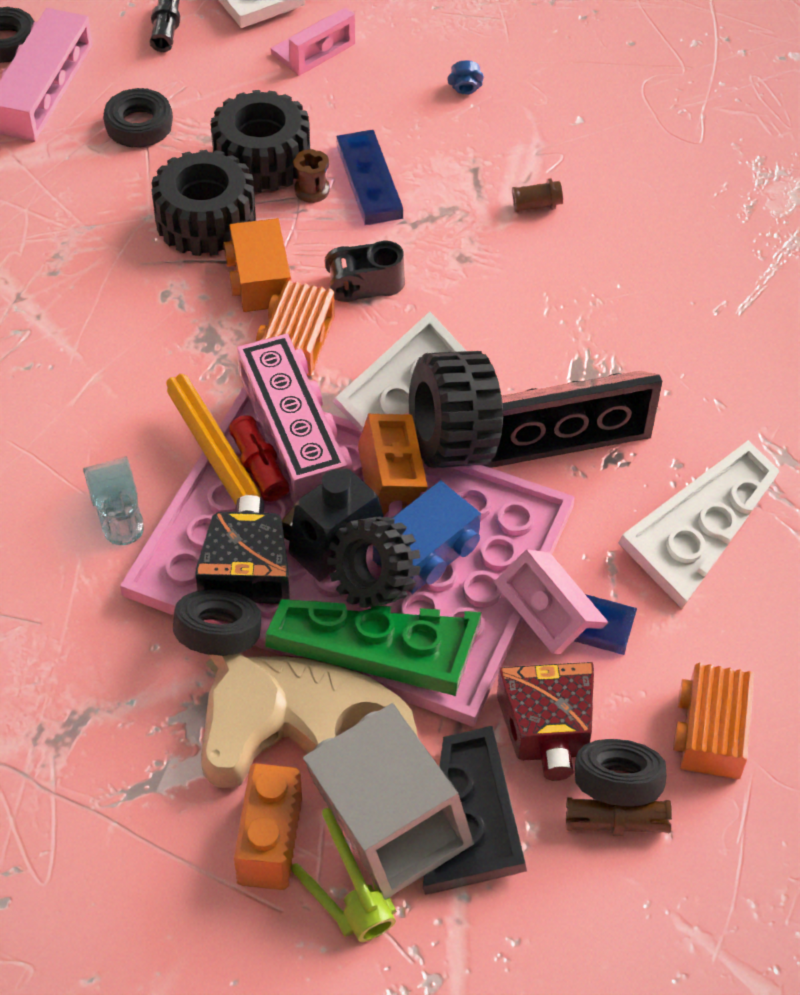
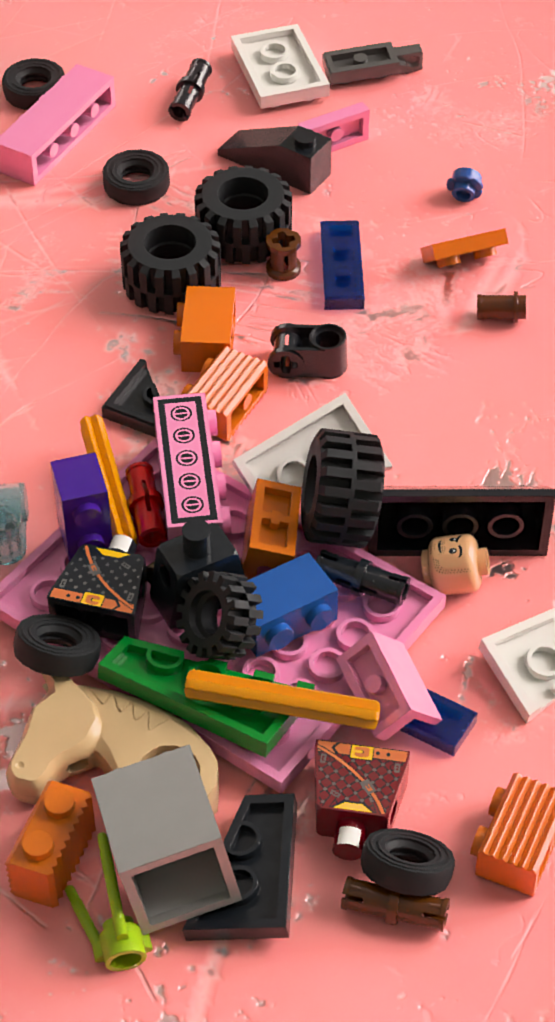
camera: 15 degrees right, 5 degrees down
(201, 472) = (81, 502): none -> dark purple brick
(209, 352) = (133, 401): none -> black tile
(282, 67) = (291, 152): none -> black slope
(458, 635) = (282, 699): none -> light orange axle
(496, 494) = (364, 577): none -> black pin
(498, 136) = (481, 245): none -> orange plate
(573, 463) = (455, 564): none -> light nougat head

